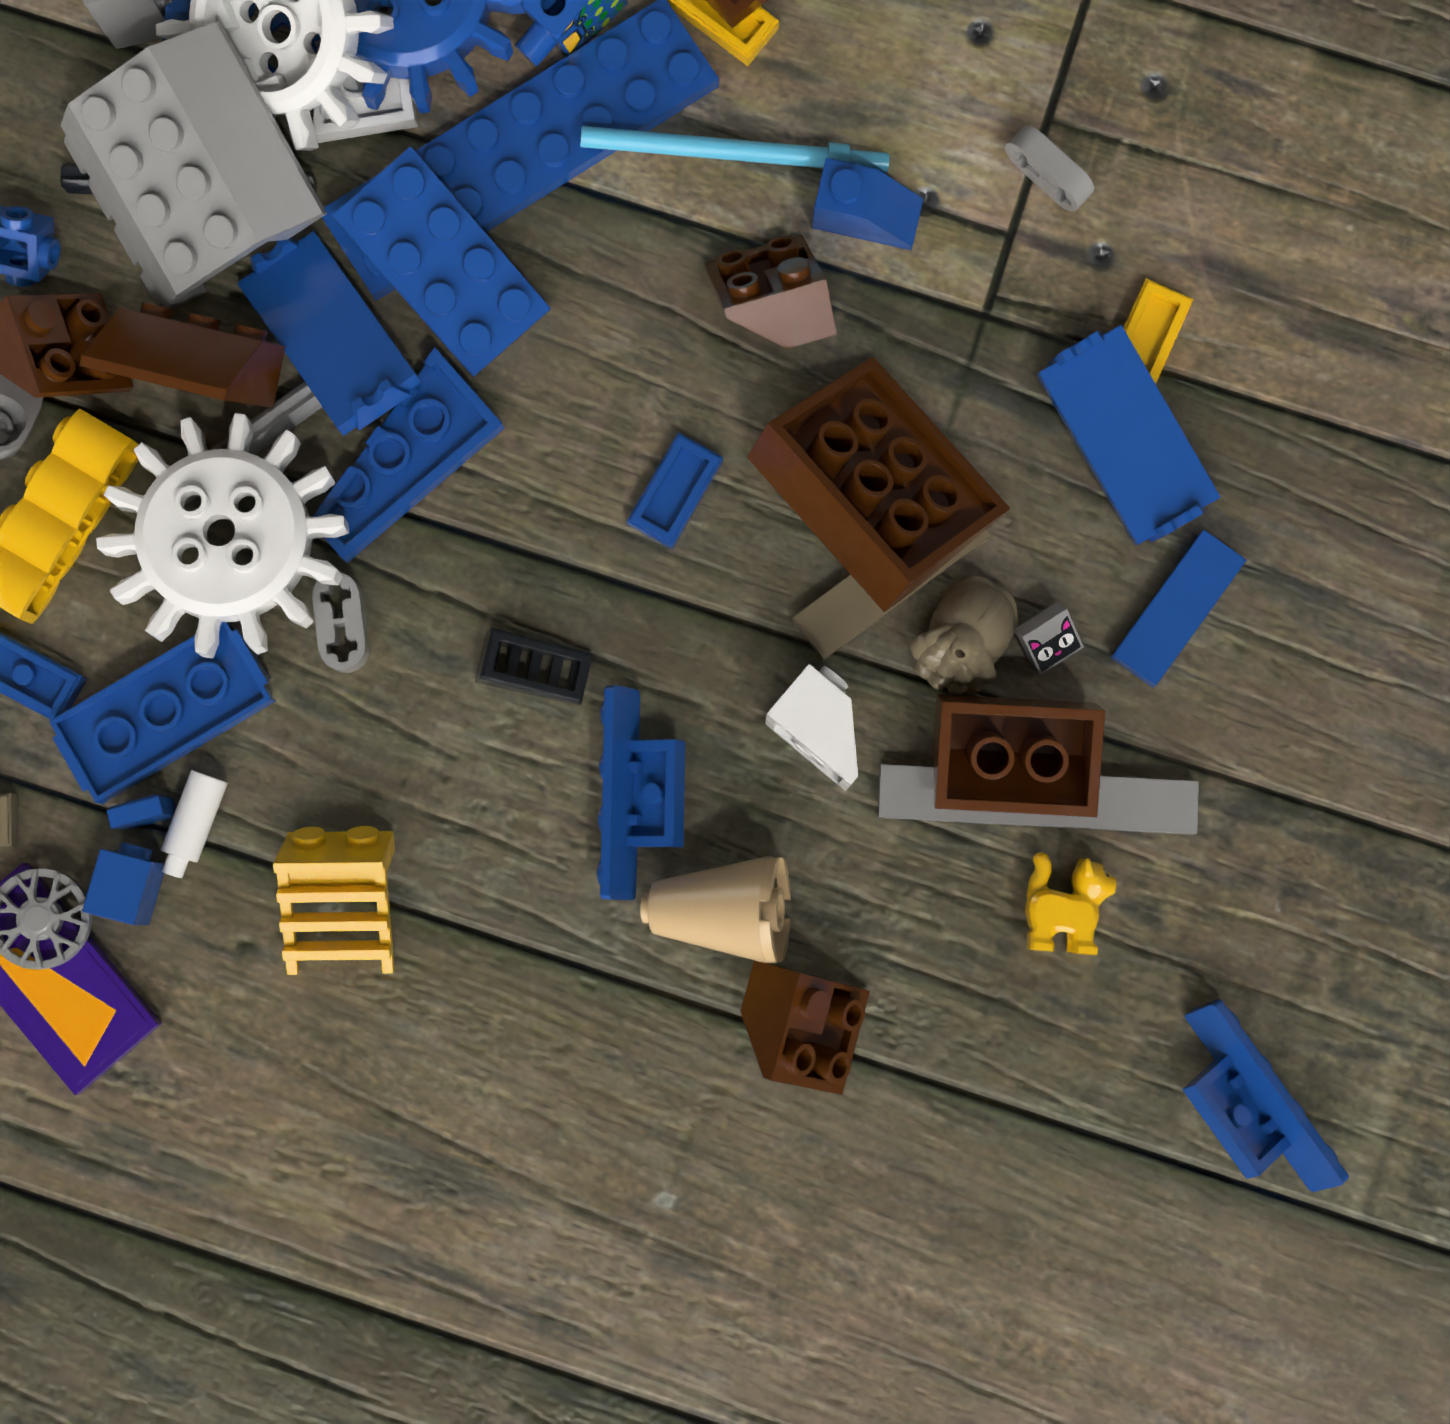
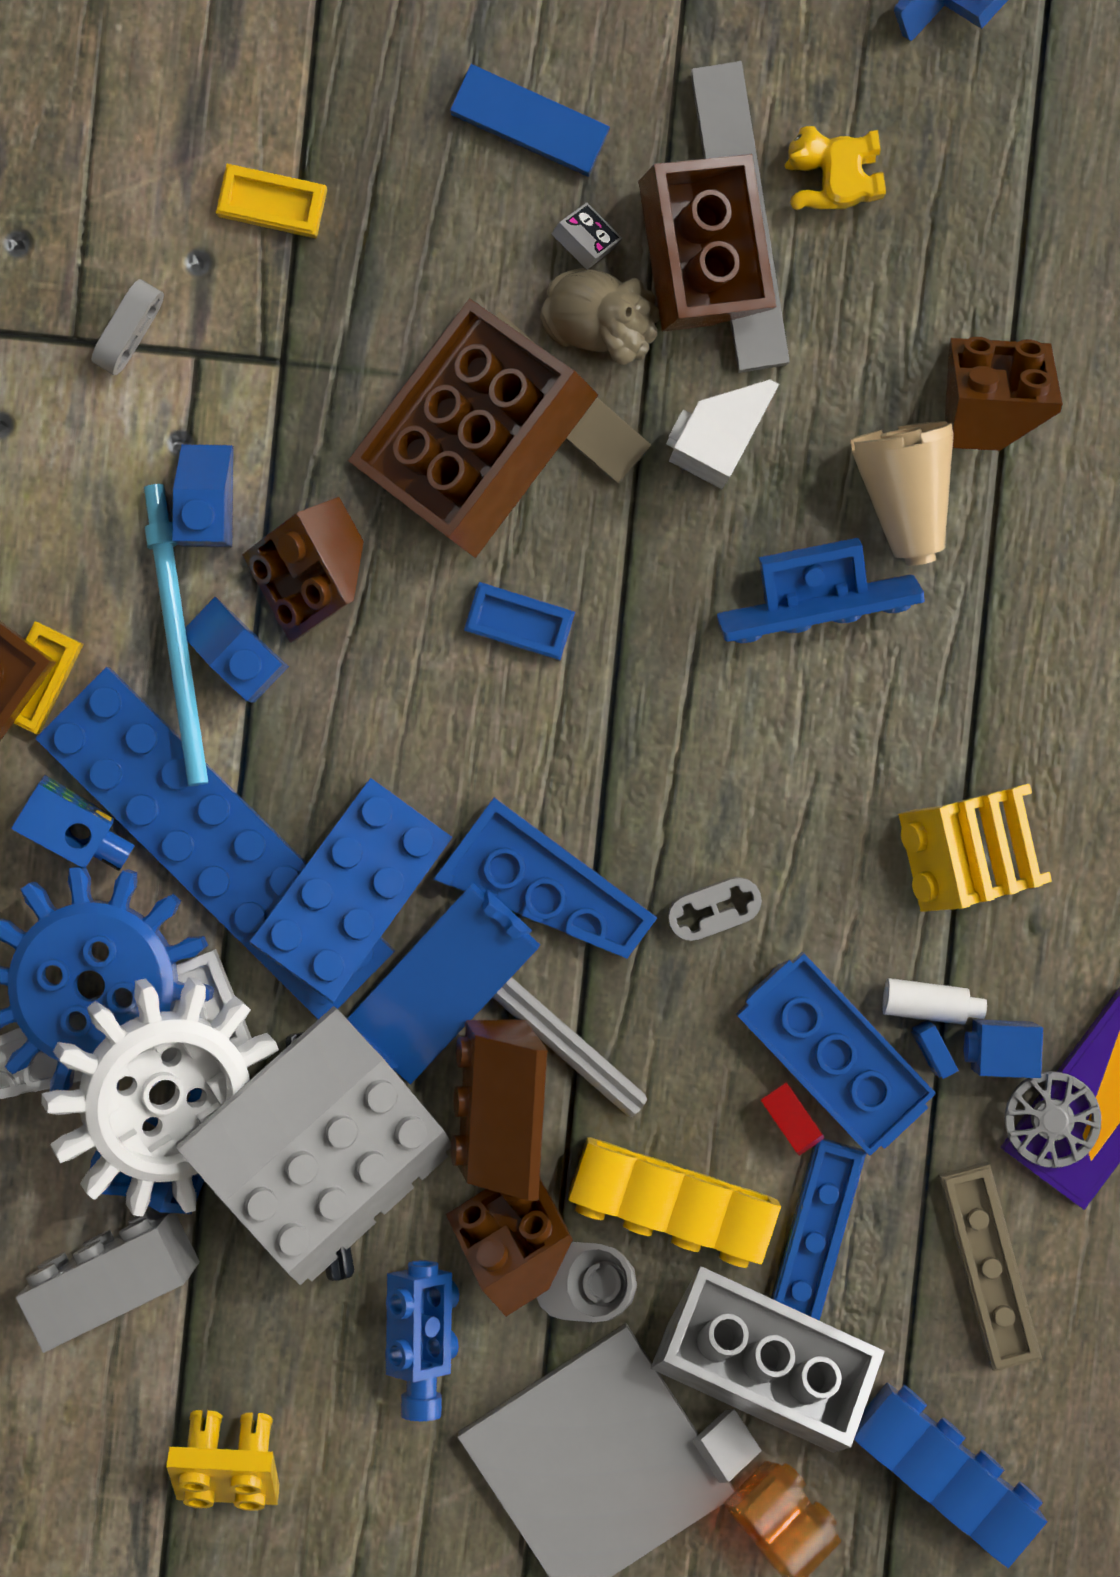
camera: 105 degrees left, 5 degrees up
(107, 653) = (792, 1119): none -> red piece
(214, 584) = (652, 983): white gear -> none
(517, 643) = (717, 761): black slope -> none
(704, 203) = (234, 651): none -> blue slope
(1128, 435) = (375, 199): blue brick -> none

